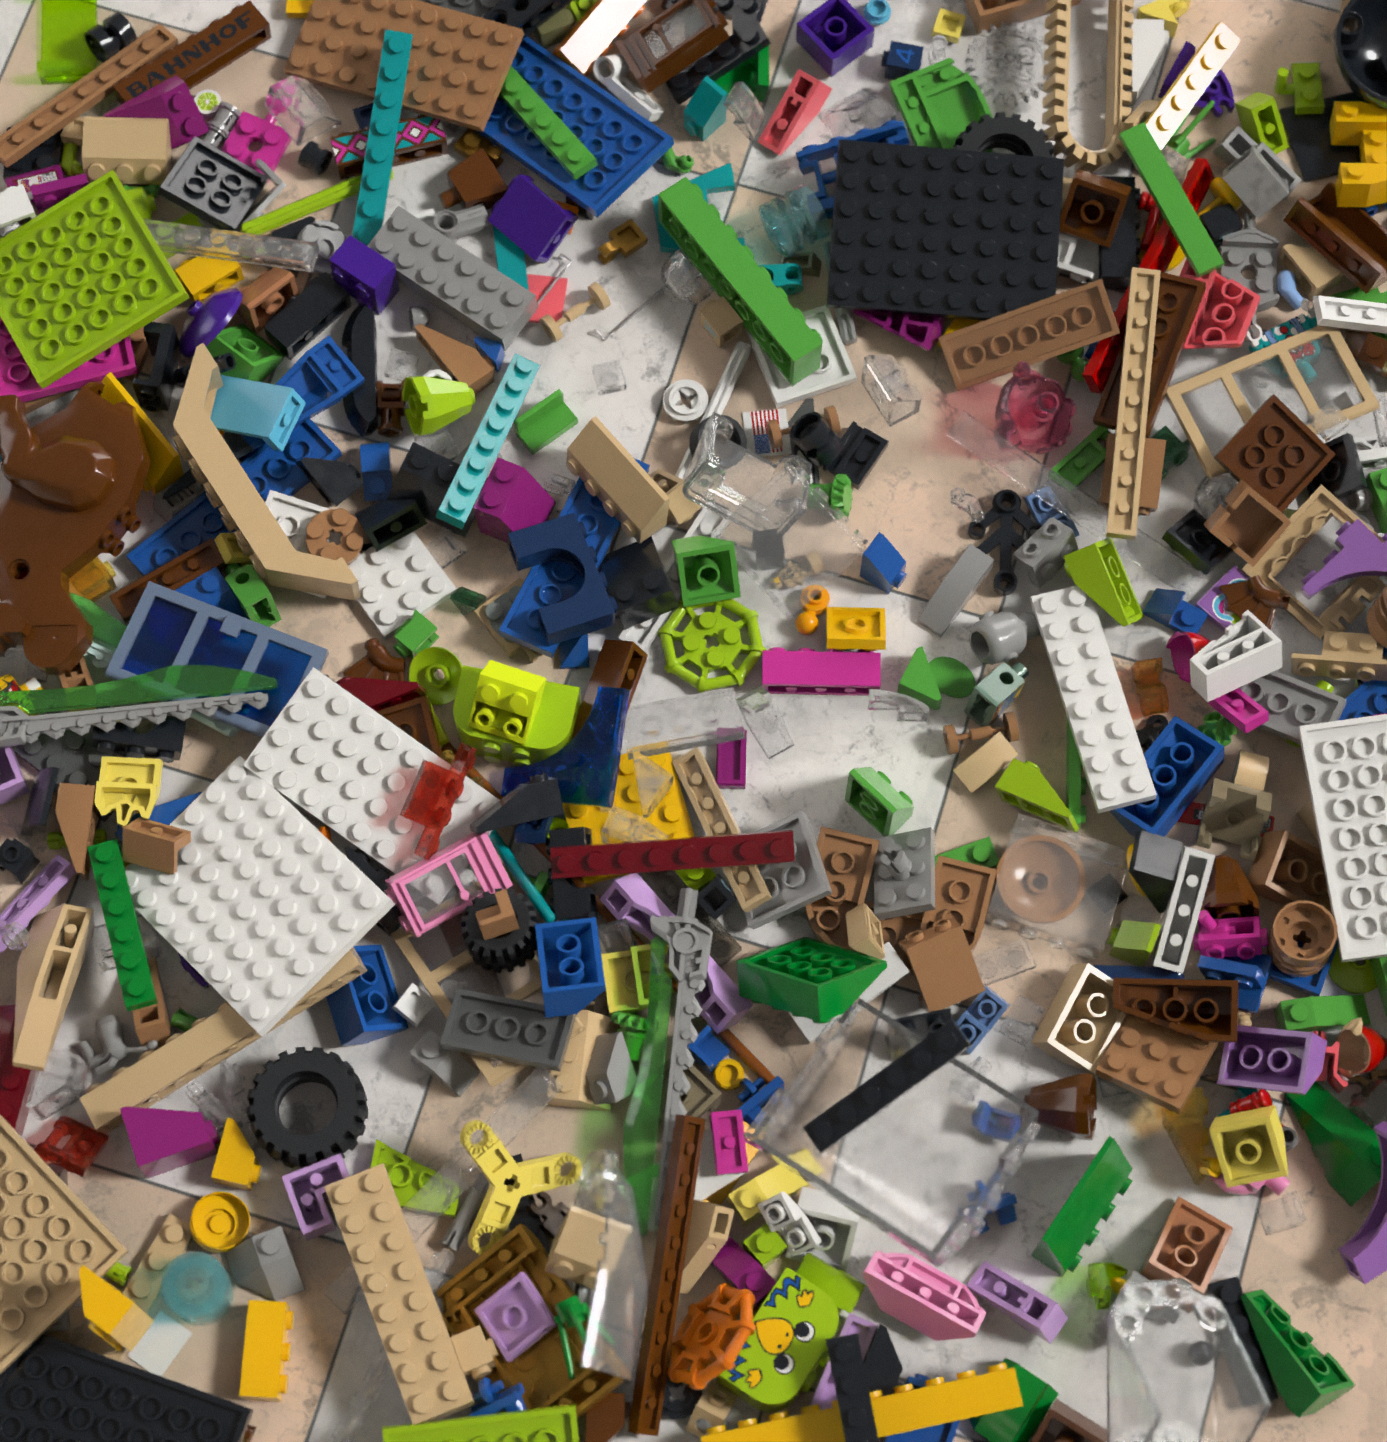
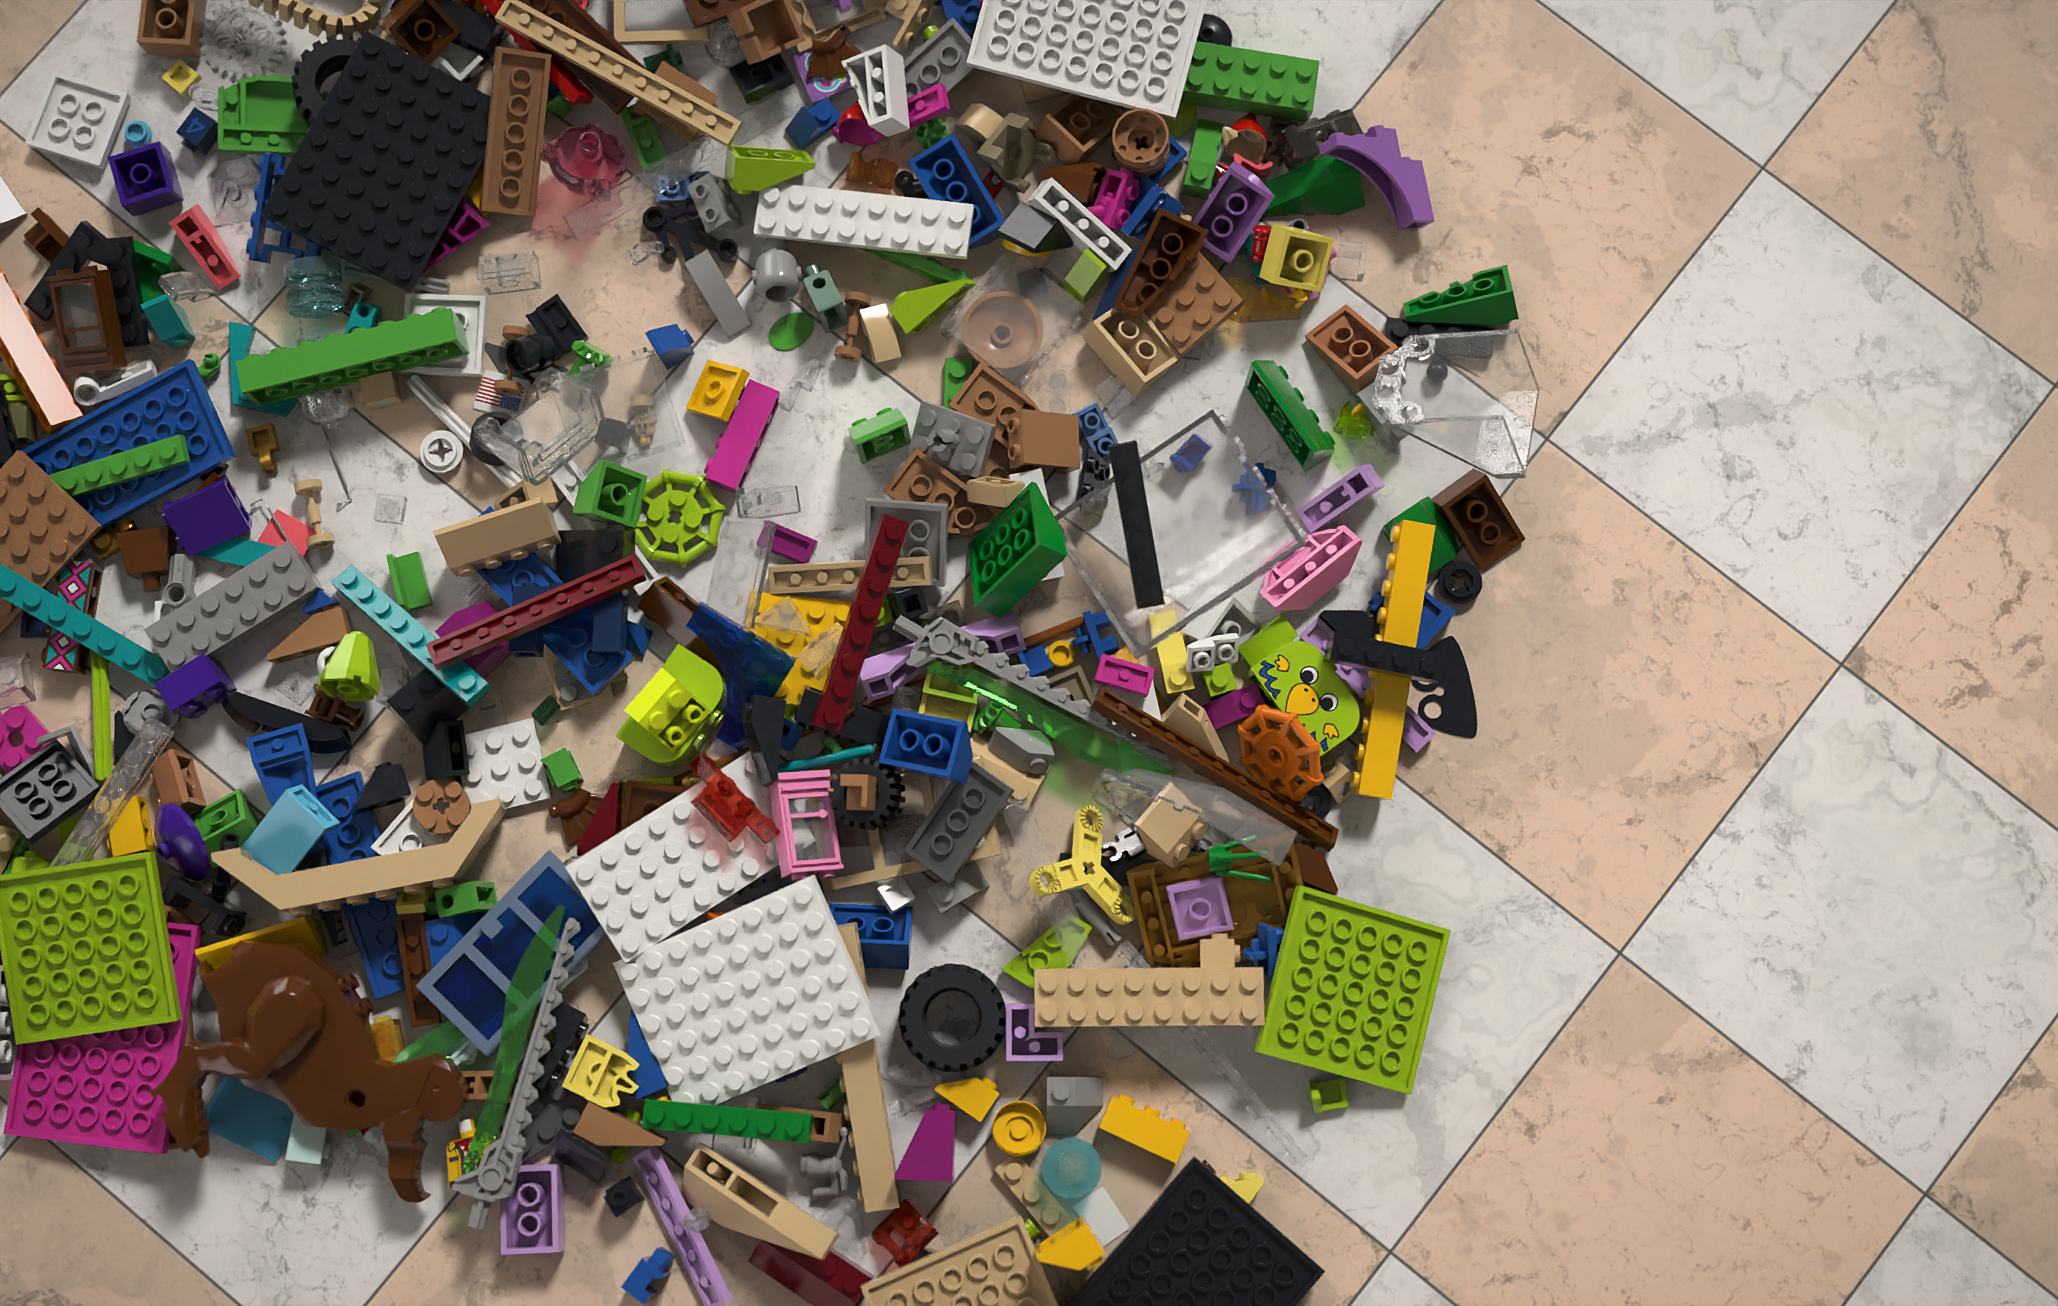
camera: 65 degrees left, 10 degrees up
(153, 844) = (665, 1067): medium nougat panel -> none
(307, 315) = (210, 753): black brick -> none
(315, 158) = (55, 689): black wheel -> none
(376, 470) = (390, 746): blue brick -> none
(417, 316) = (256, 654): light grey hinge -> none
(424, 671) = (601, 775): lime dish -> none
(554, 540) = (535, 612): none -> dark red plate
(807, 622) = (692, 429): light orange plate -> none
(919, 681) = (785, 357): bright green slope -> none
(1067, 1105) = (1198, 391): reddish brown cone -> none

